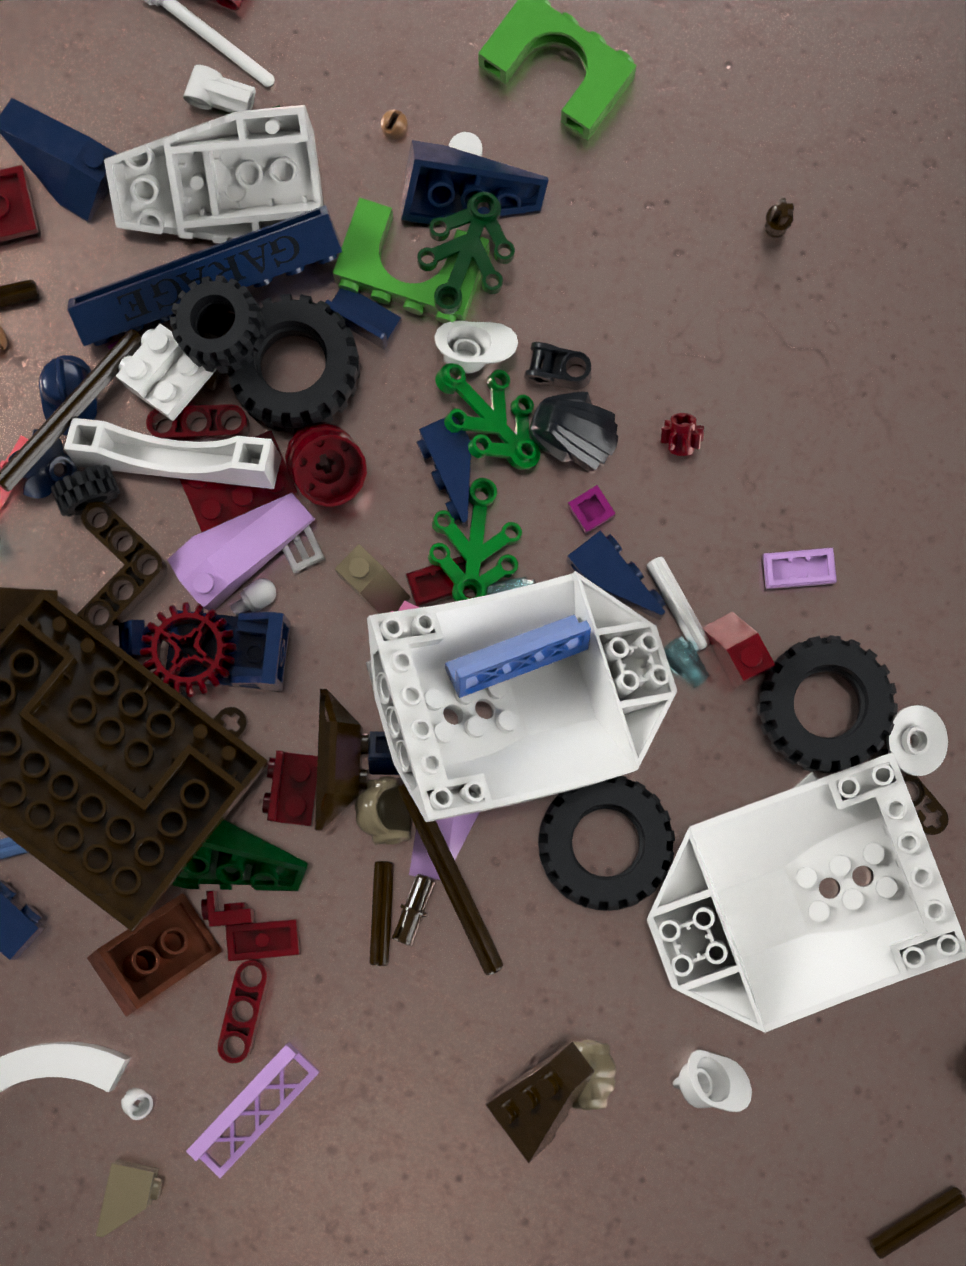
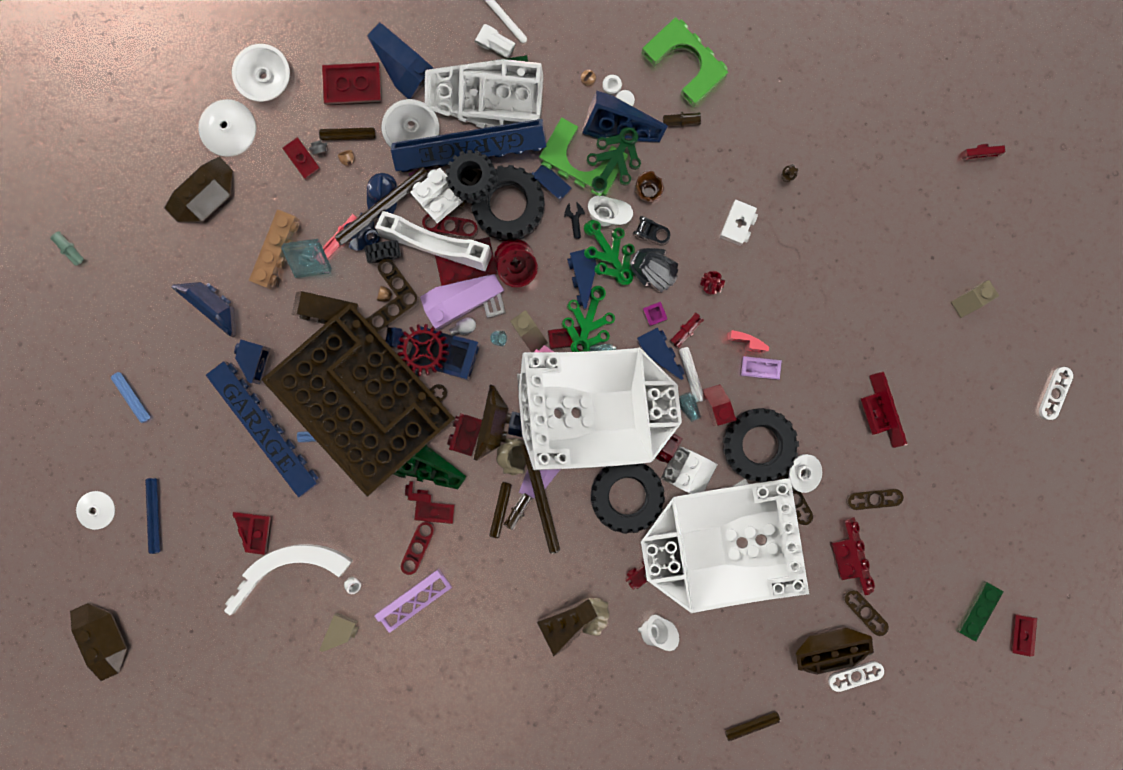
camera: 10 degrees right, 5 degrees up
(75, 242) = (396, 119): none -> white dish
(102, 567) = (384, 294): none -> medium nougat hinge
(154, 955) = (375, 511): copper slope -> none
(320, 604) = (498, 338): none -> clear light blue hinge
(417, 371) = (575, 219): none -> black bar
(438, 127) = (612, 84): none -> white tile
(518, 655) = (600, 387): fence -> none
(537, 288) = (649, 186): none -> reddish brown hair
(572, 163) = (682, 119): none -> dark brown axle
(652, 987) = (636, 576): none -> dark red hinge
(653, 527) = (686, 330): none -> dark red pin
(664, 744) = (669, 449): none -> dark red bracket
(707, 776) = (689, 471): none -> white slope
(711, 302) = (730, 230): none -> white brick
(776, 526) = (752, 343): none -> coral slope

